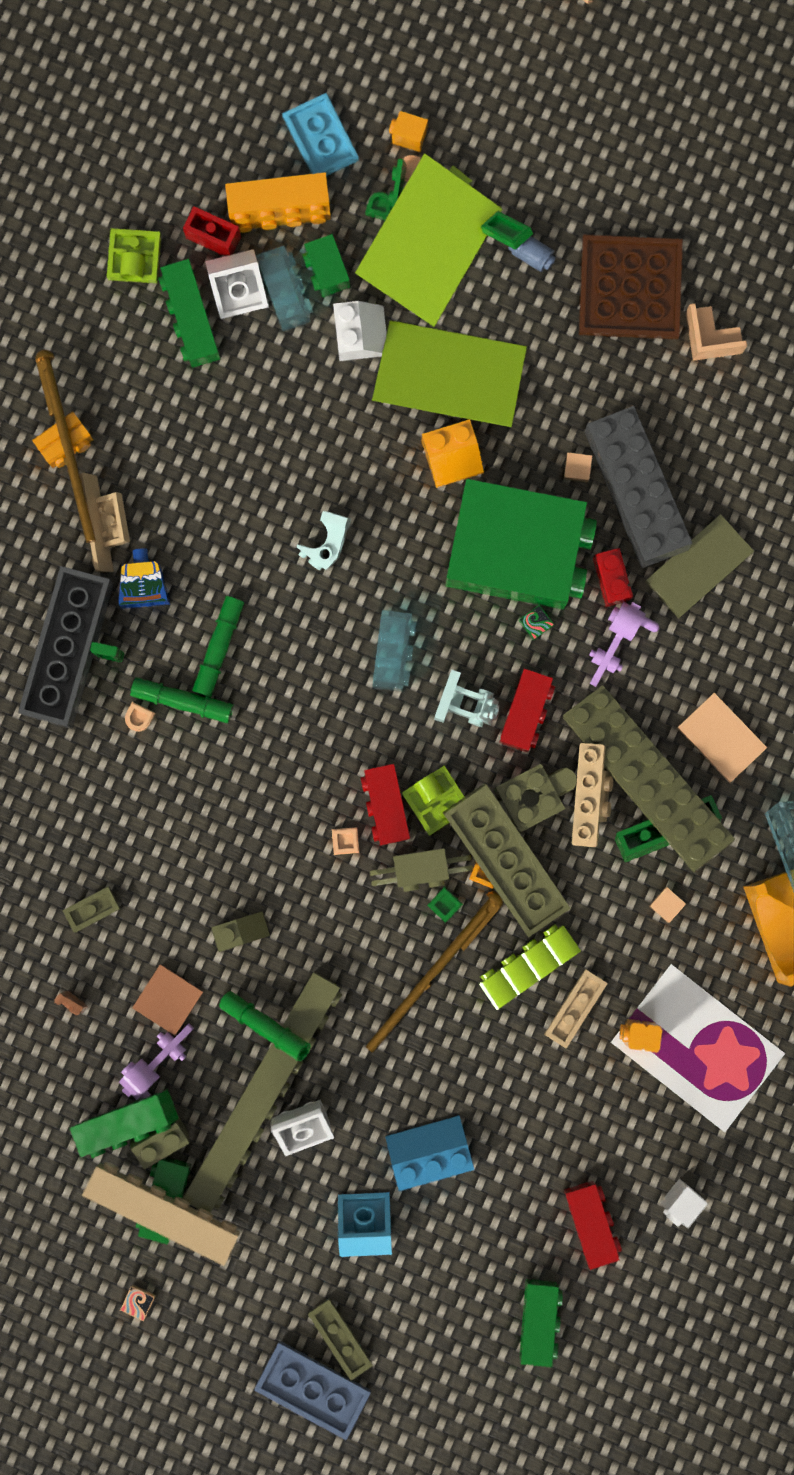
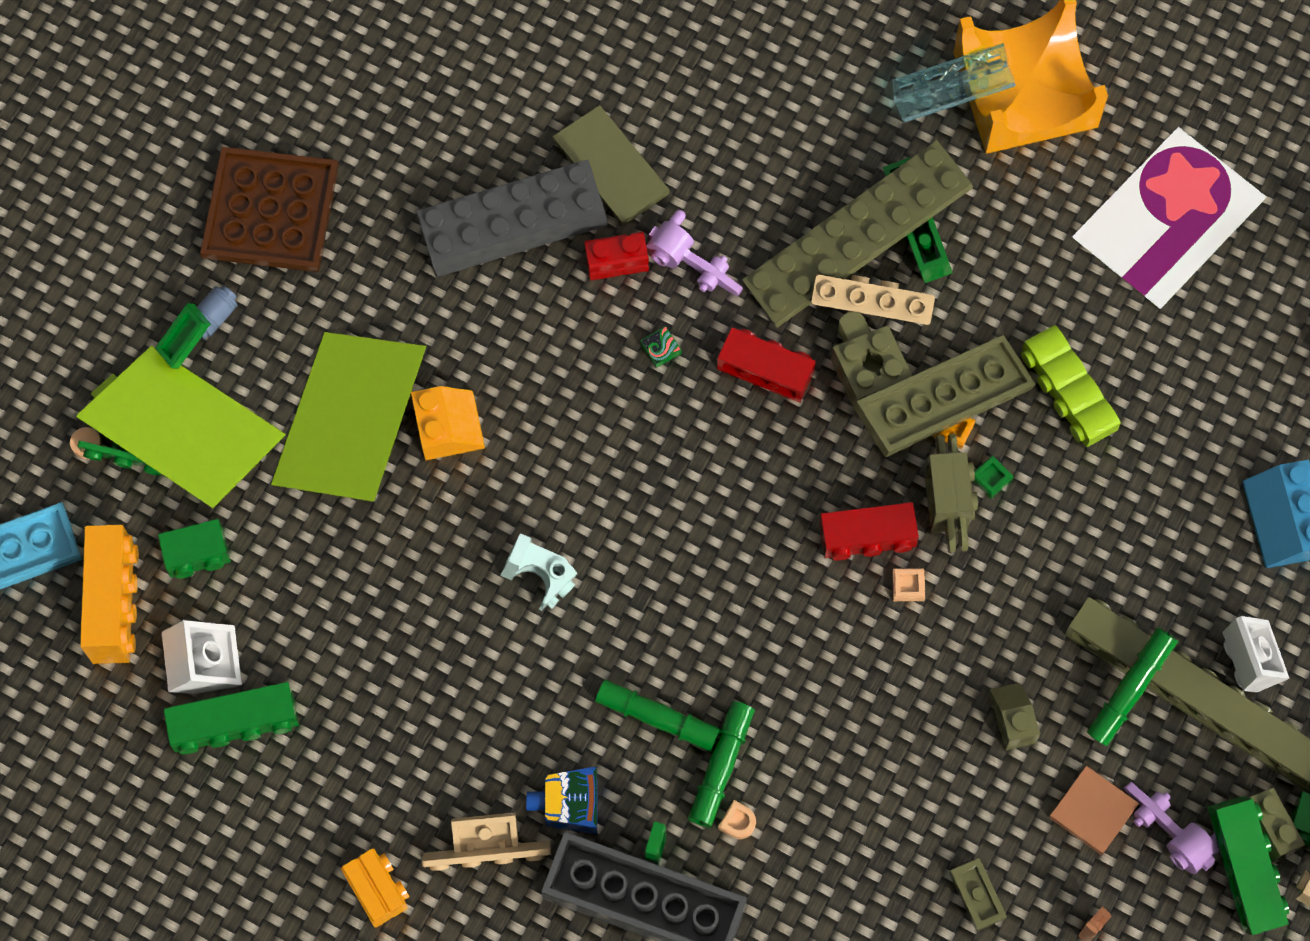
camera: 85 degrees left, 15 degrees down
(43, 360) = (334, 886): pearl gold bar -> none
(134, 255) = (146, 782): lime plate -> none
(211, 232) = (133, 679): red brick -> none
(284, 288) = (217, 599): clear light blue brick -> none
(359, 330) = (280, 519): white slope -> none
(378, 206) = (127, 483): green tile -> none
(393, 651) = (681, 508): clear light blue brick -> none
(408, 131) = (40, 439): light orange brick -> none
(432, 797) = (866, 475): lime plate -> none
(461, 941) = (991, 419): pearl gold bar -> none
(486, 708) = (761, 412): light aqua tile -> none
(519, 545) = (568, 353): green brick -> none
(575, 1008) = (1121, 340): tan plate -> none
(577, 467) = (478, 286): light nougat tile -> none
(641, 1035) = (1155, 265): light orange brick -> none
(667, 904) = (1003, 233): light nougat tile -> none
(707, 341) = (343, 135): light nougat panel -> none
(721, 737) = (813, 159): light nougat tile -> none

